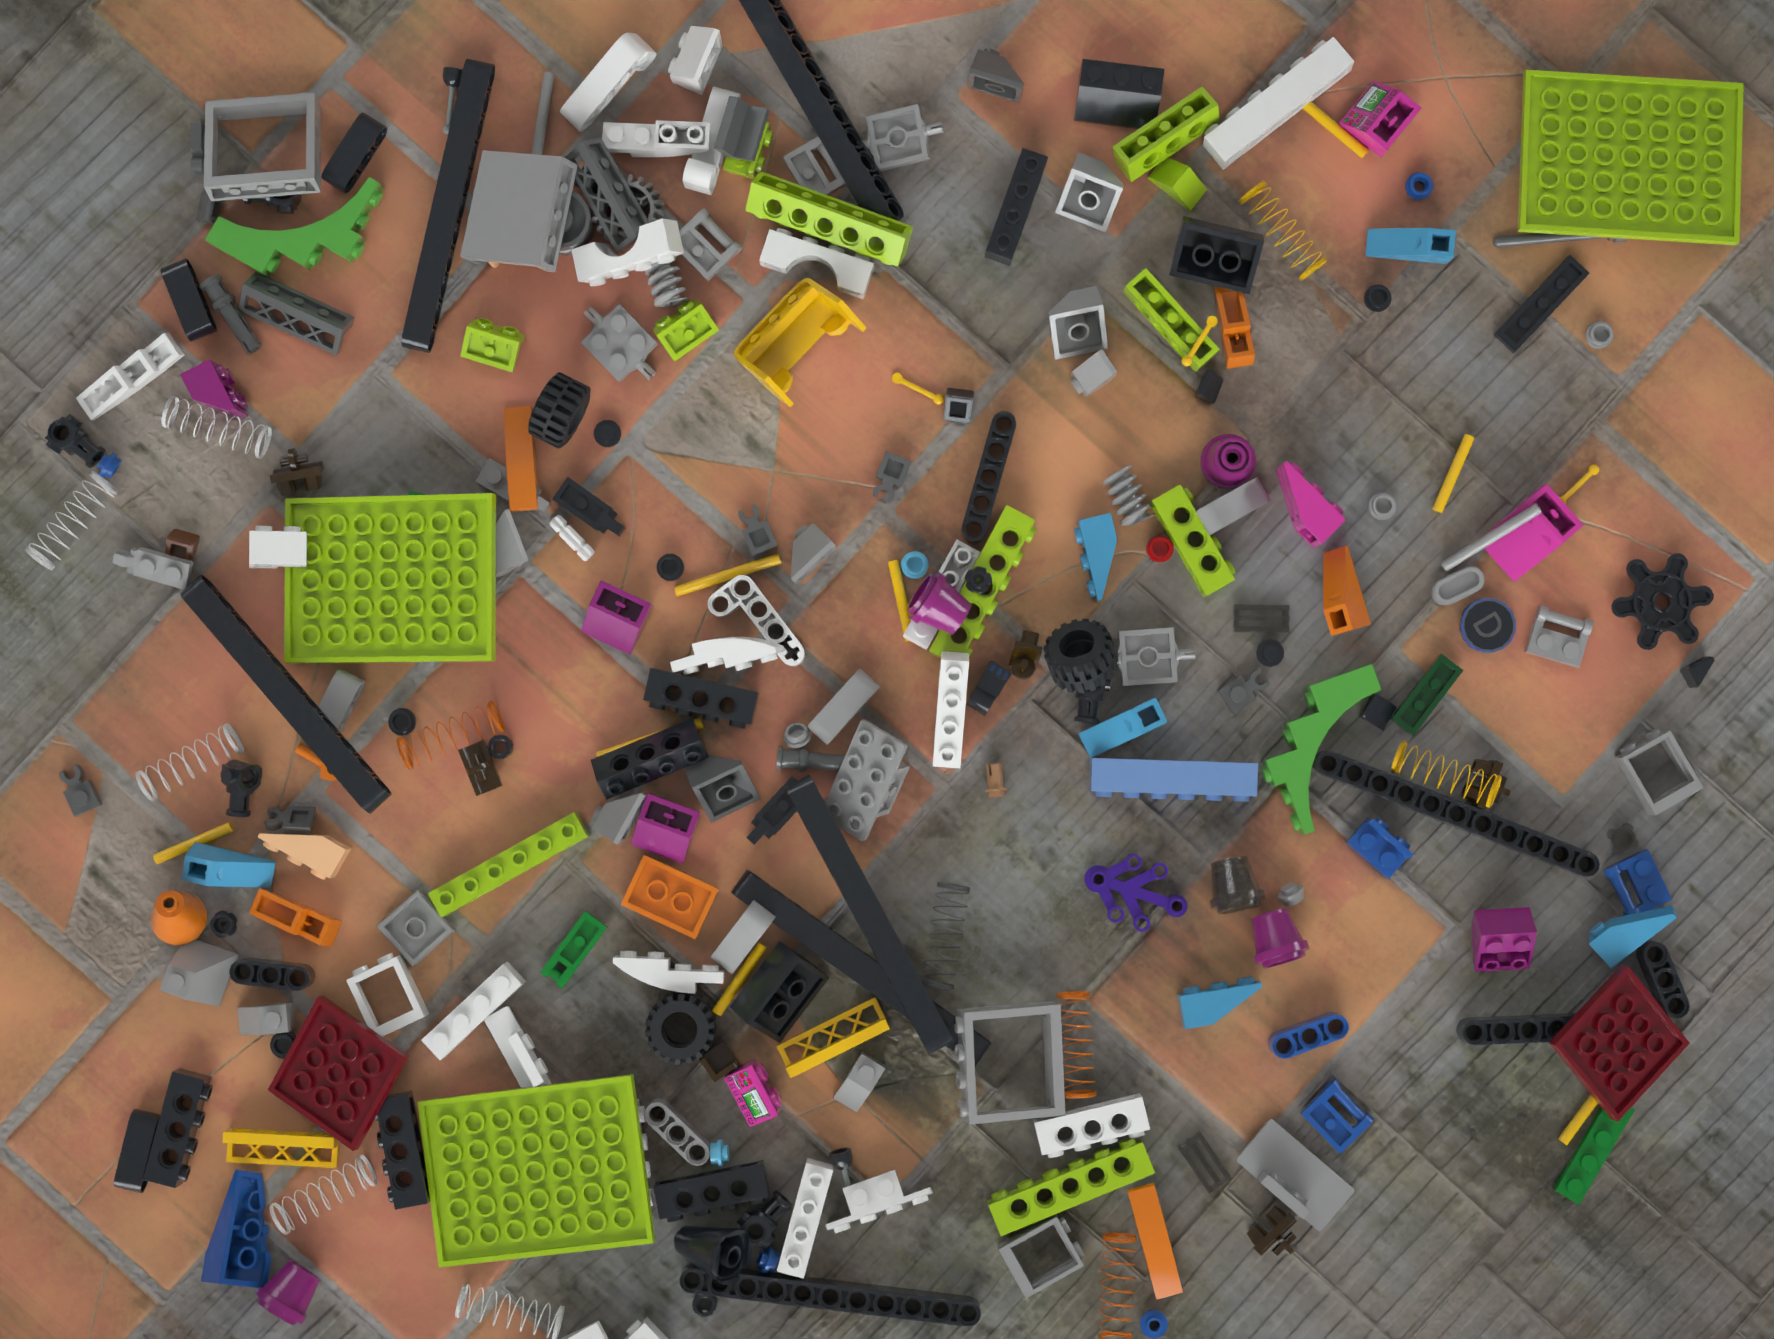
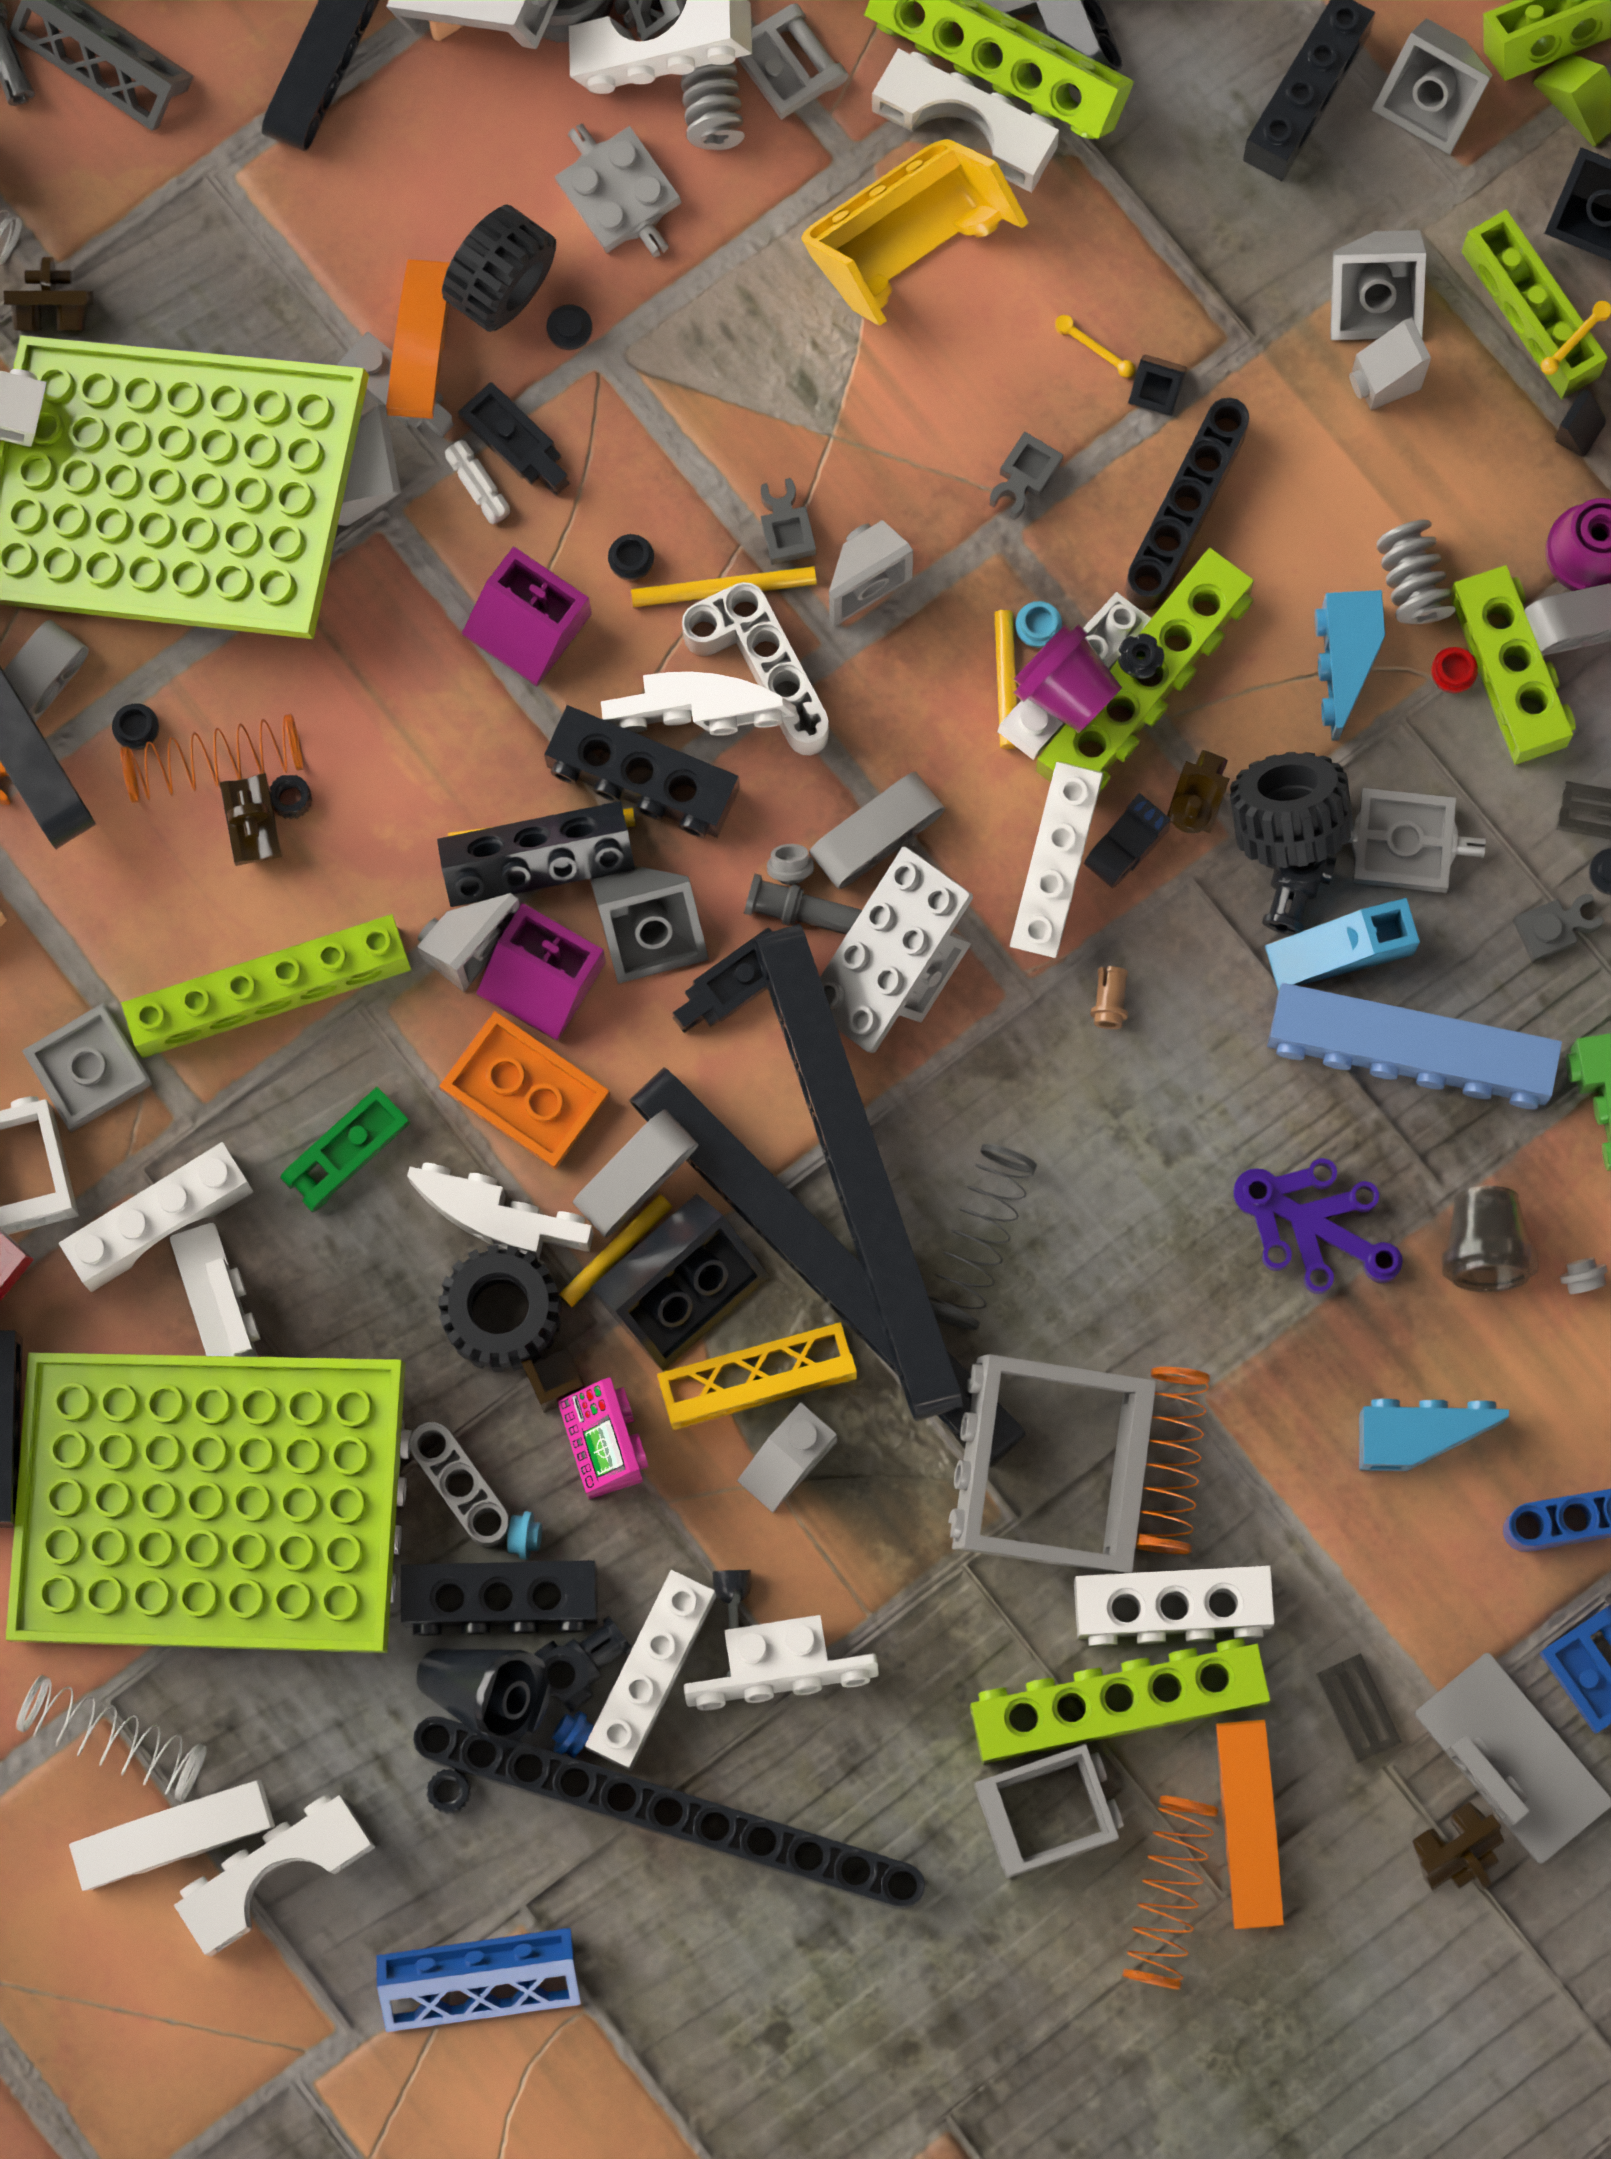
camera: 15 degrees right, 10 degrees down
(492, 344) = (409, 155): lime bracket -> none
(685, 329) = (730, 185): lime bracket -> none
(1152, 1315) = (1208, 1978): blue plate -> none
(1277, 939) = (1547, 1344): magenta piece -> none

